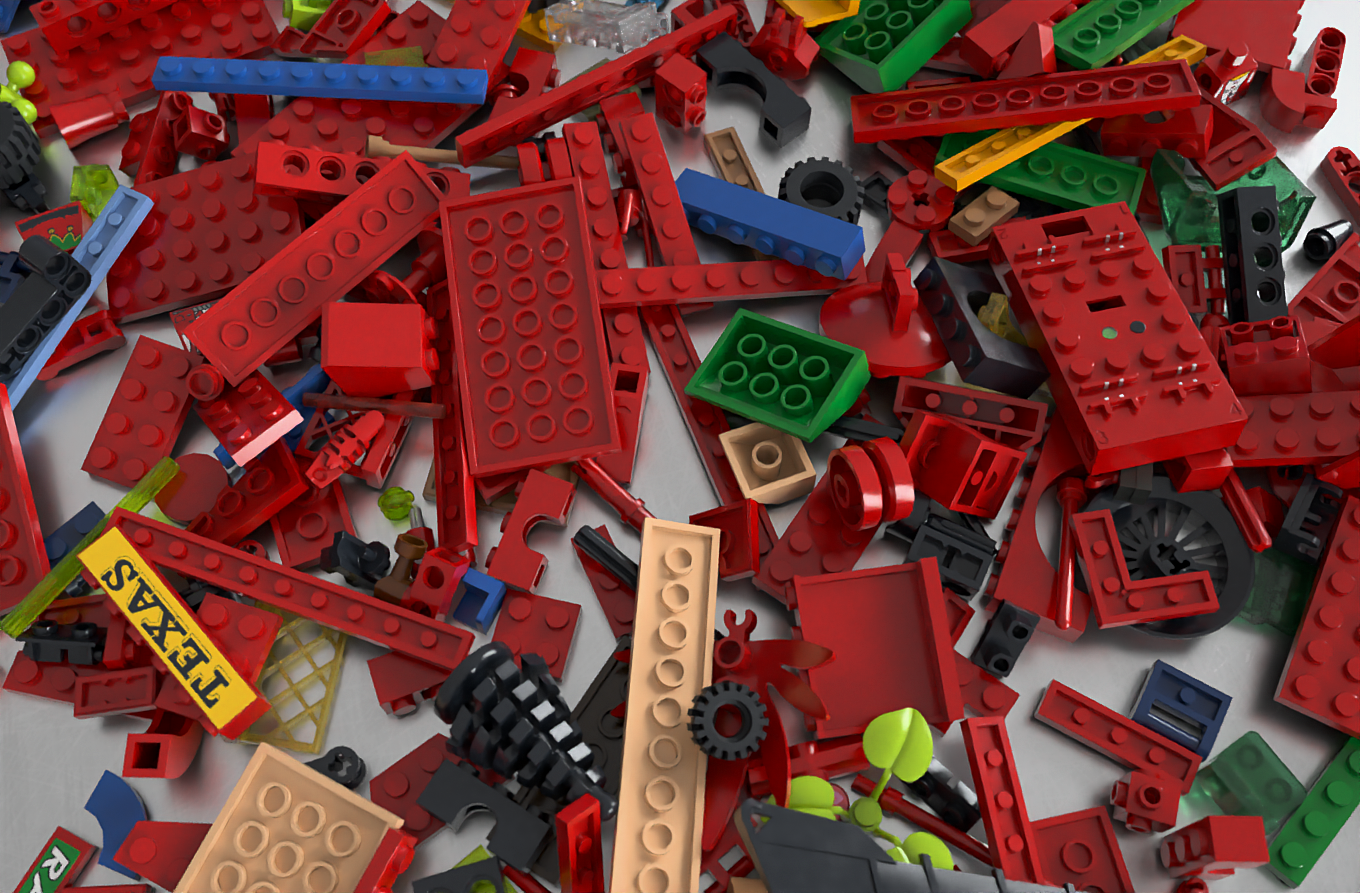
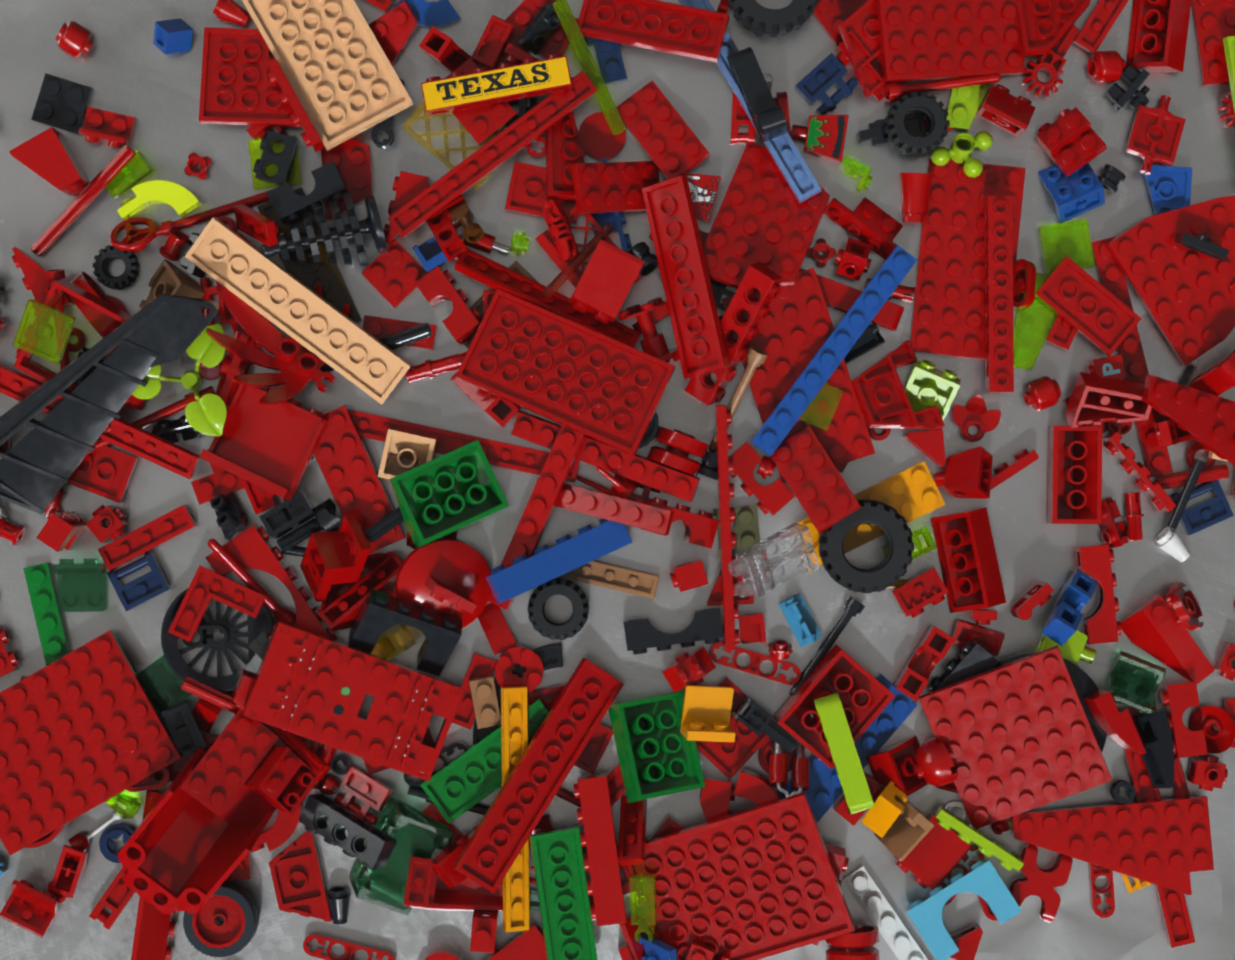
camera: 125 degrees right, 25 degrees up
(205, 382) = (651, 173): red plate -> none
(356, 560) = (489, 201): black hips -> none
(737, 537) = (373, 413): red tile -> none
(751, 727) = (283, 335): black tyre -> none
(870, 483) = (348, 496): red wheel -> none
(1033, 54) = (563, 810): red slope -> none

